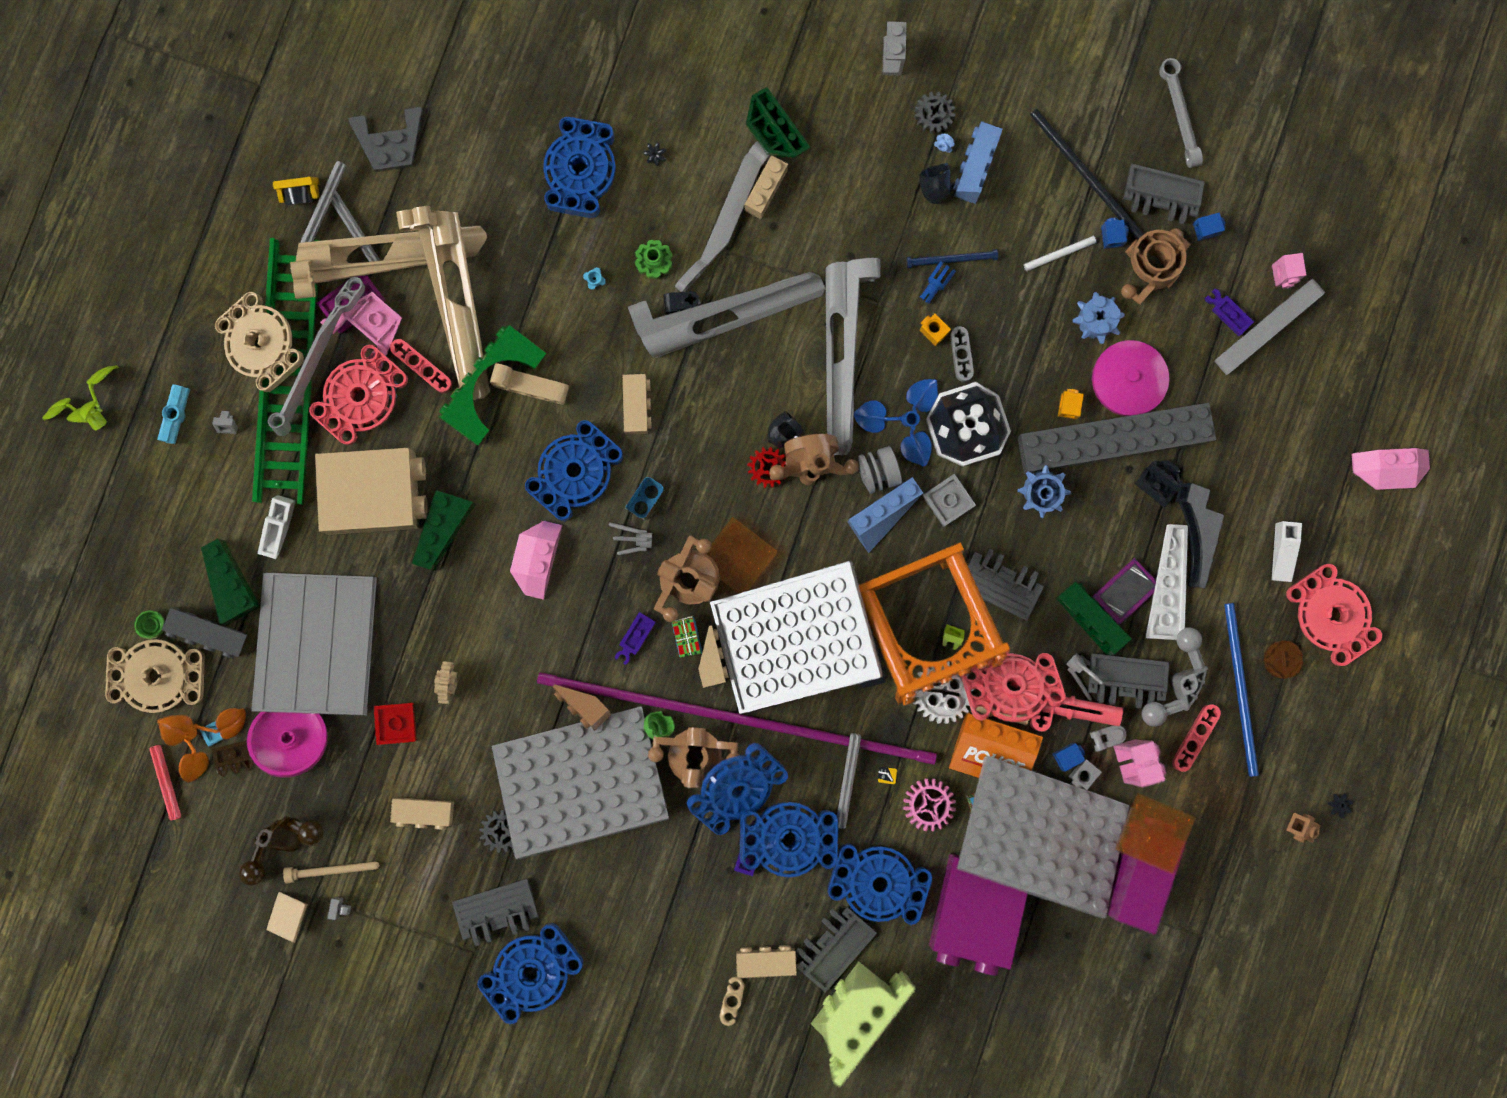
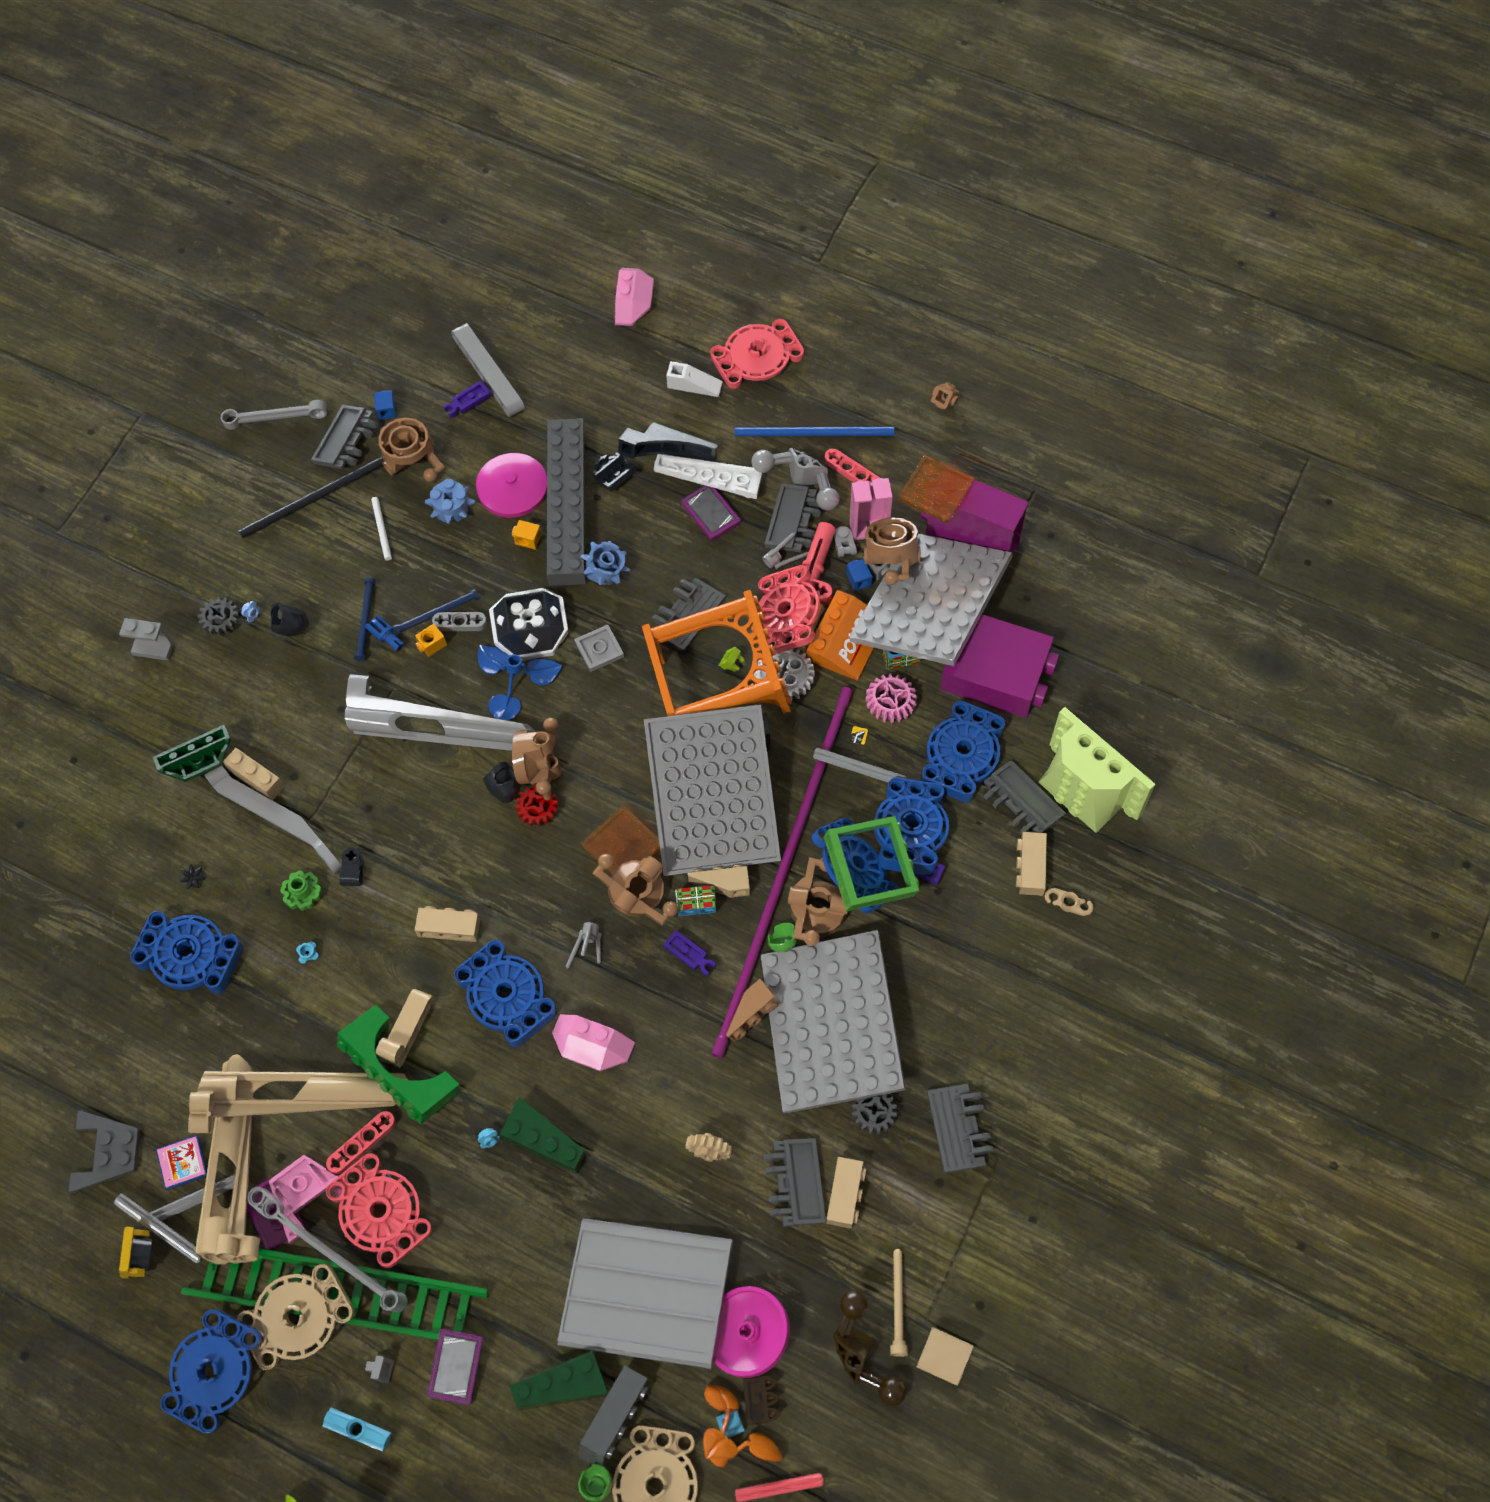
camera: 75 degrees left, 20 degrees down
(207, 295) = (228, 1365): none -> blue piece
(233, 488) = (455, 1366): none -> tile
(276, 526) = (508, 1323): white slope -> none
(337, 908) = (940, 1298): light grey tile -> none
(370, 491) = (487, 1207): tan brick -> none
(382, 210) = (182, 1162): none -> tile
(395, 723) = (745, 1212): red plate -> none
(427, 770) = (800, 1180): none -> dark grey hinge
(436, 479) = (488, 1138): none -> medium azure plate
(512, 979) = (1035, 1077): blue piece -> none
(650, 502) = (541, 910): dark azure piece -> none
(676, 329) = (379, 873): light grey panel -> none
(719, 777) = (842, 873): none -> bright green window
(878, 518) = (604, 710): medium blue wedge -> none
(879, 470) = (558, 700): light grey wheel -> none
(971, 331) = (428, 615): none -> dark blue bar
(978, 162) = (278, 584): medium blue wedge -> none
(1093, 618) = (733, 537): dark green wedge -> none
(1100, 791) = (890, 543): none -> medium nougat piece
(1114, 233) = (373, 480): blue brick -> none
(1283, 659) = (791, 396): reddish brown tile -> none
(1289, 270) = (440, 346): bright pink brick -> none
(1337, 805) = (928, 369): black plant -> none

